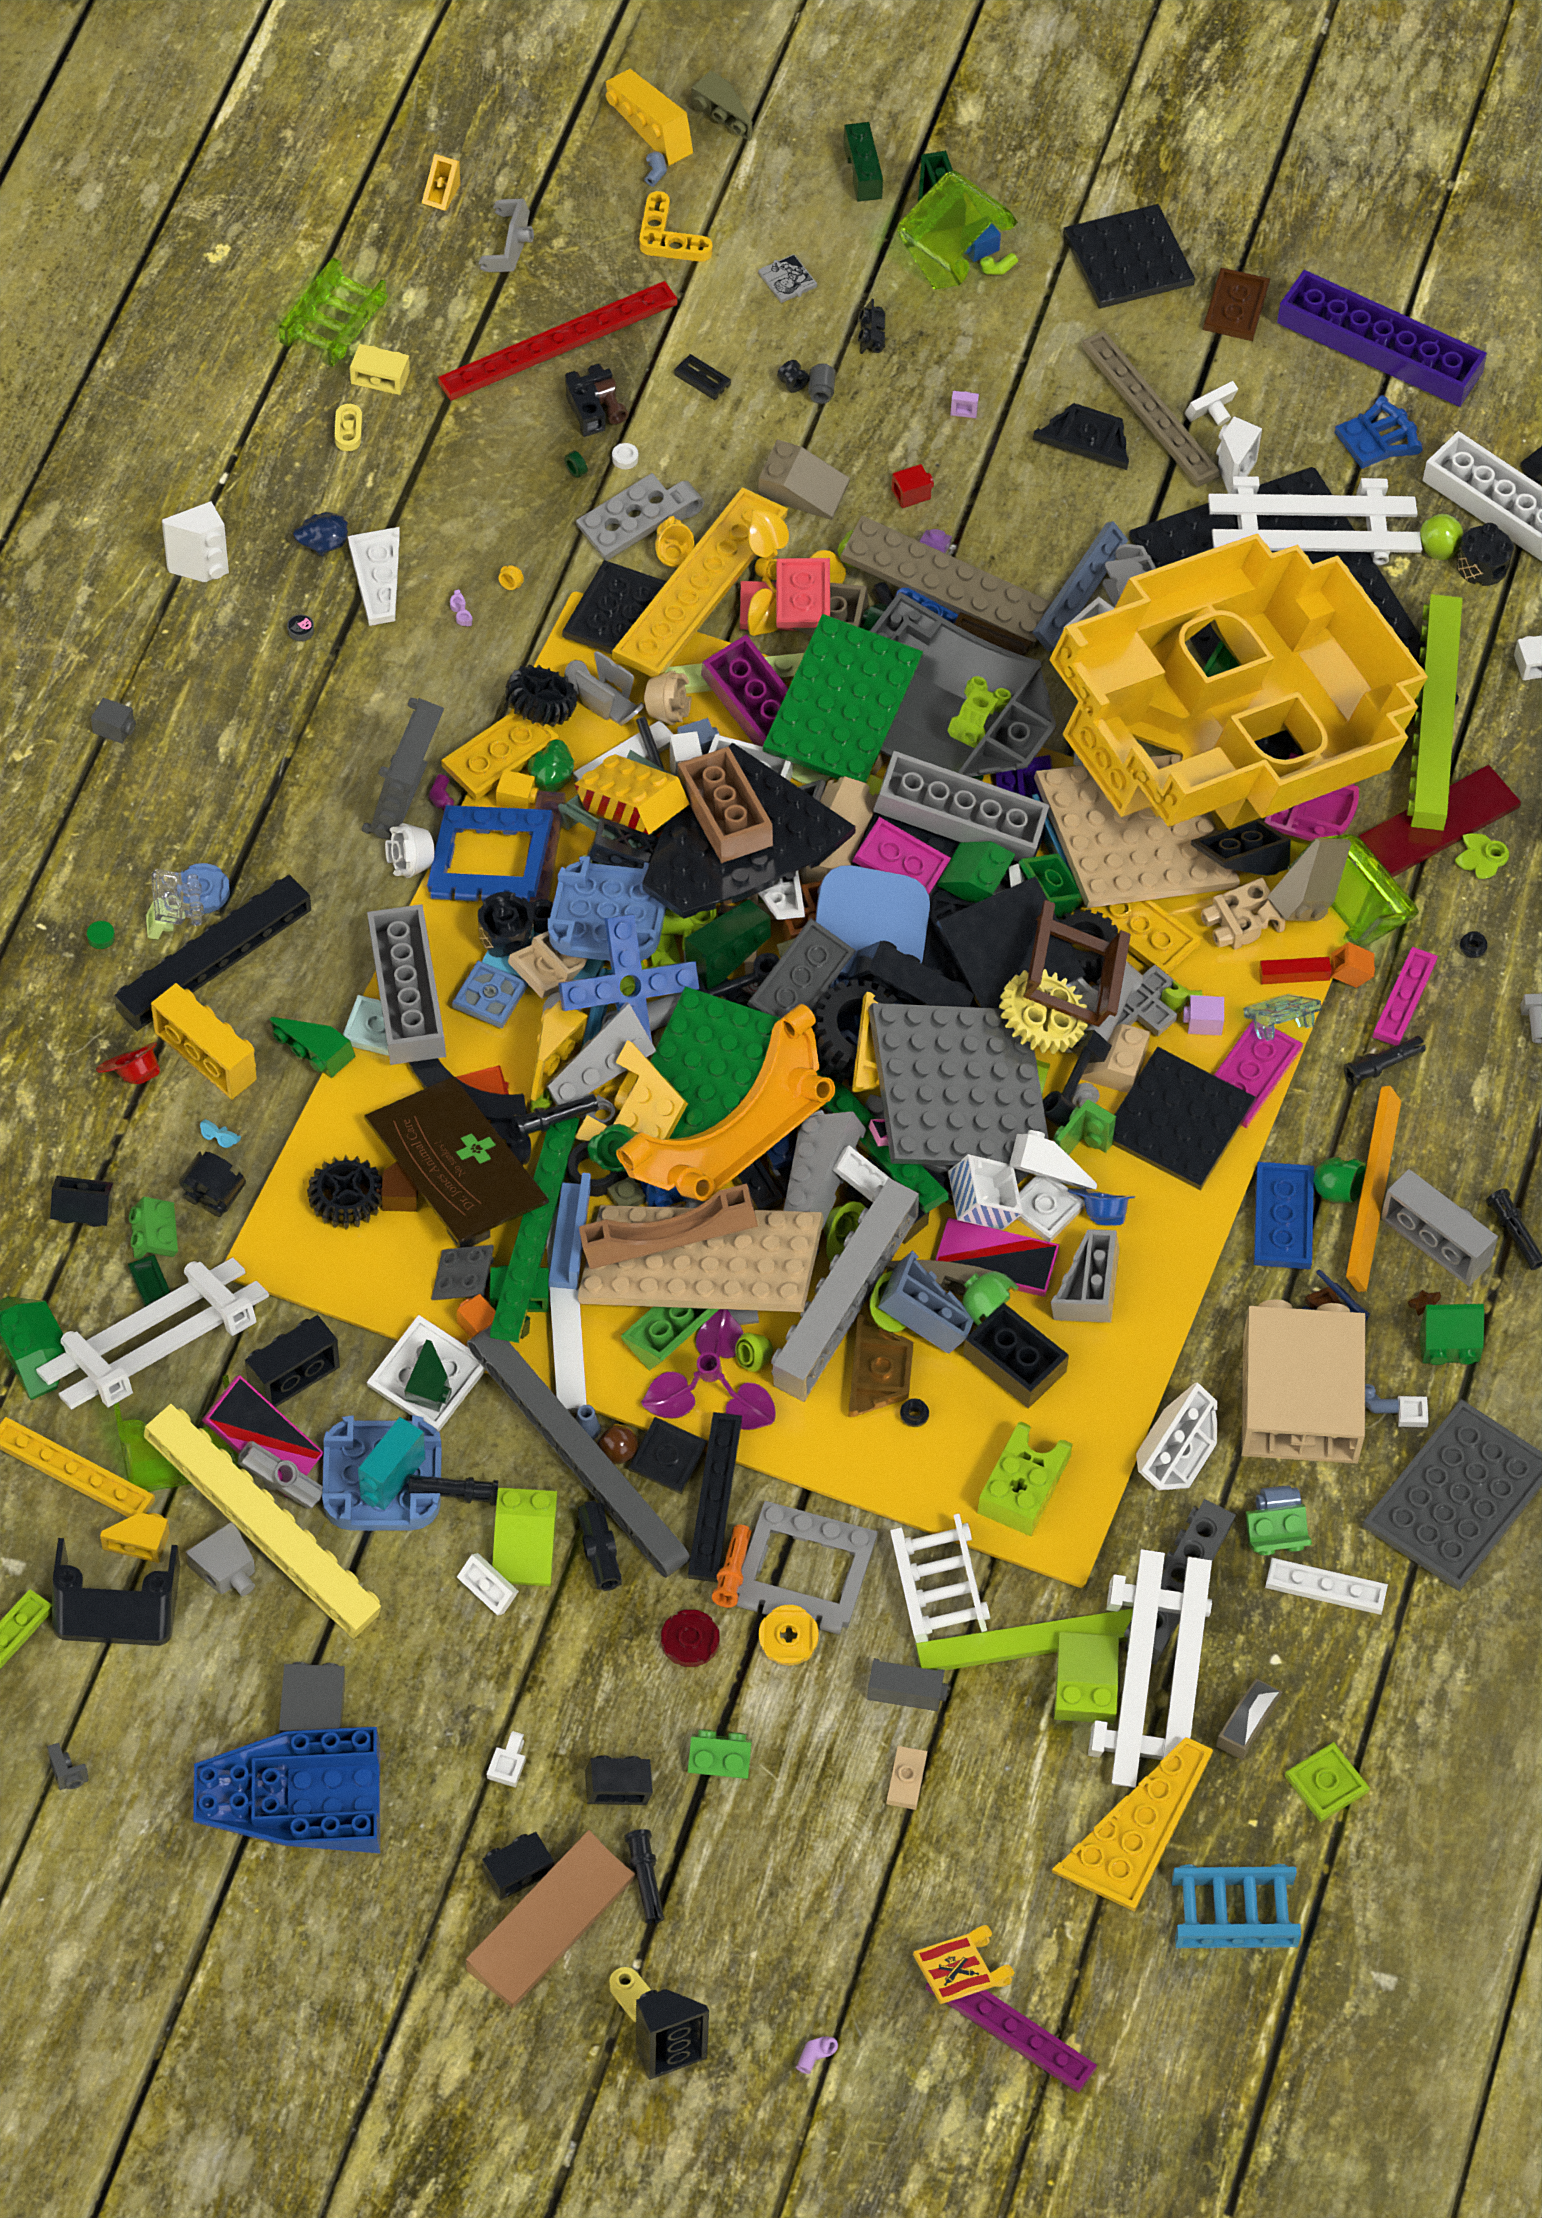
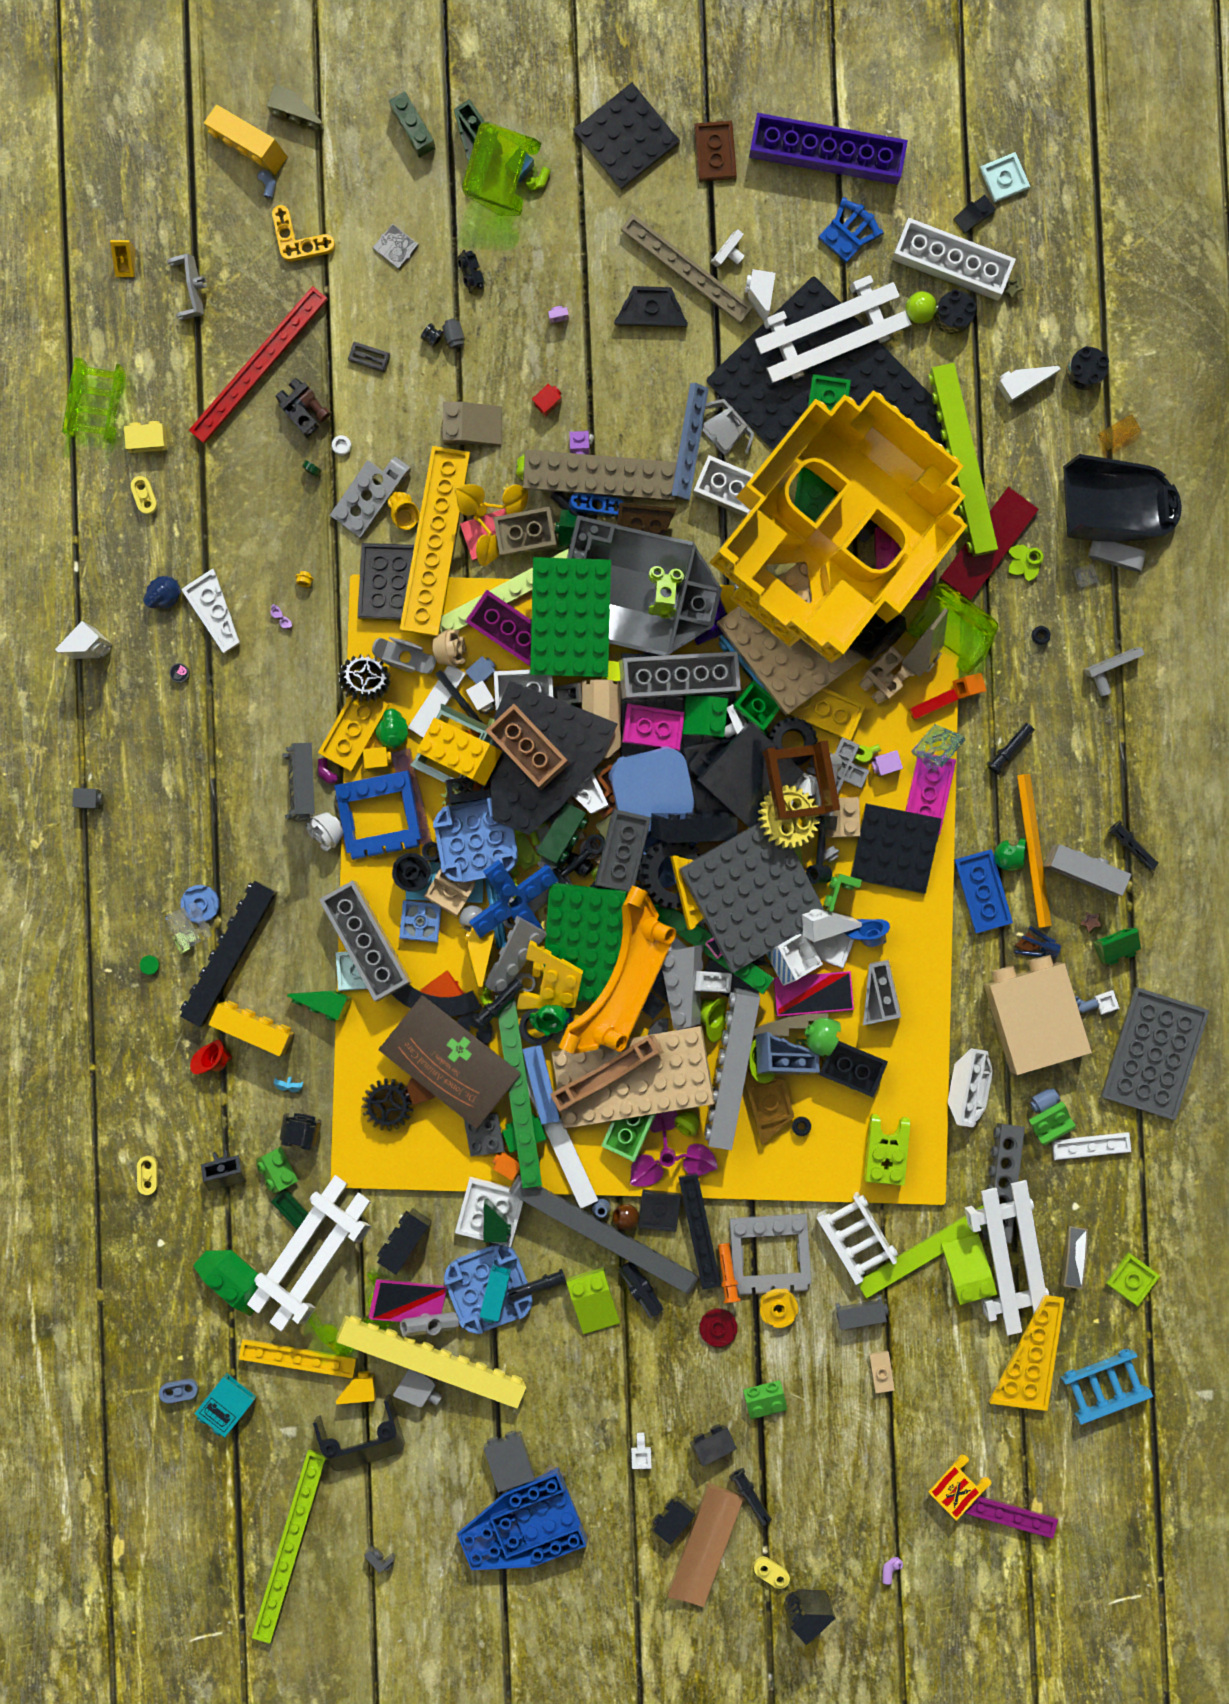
camera: 20 degrees left, 30 degrees up
(487, 1584) = (583, 1341): white plate -> none
(802, 591) = (509, 529): coral tile -> none
(1405, 996) = (1009, 694): dark pink plate -> none

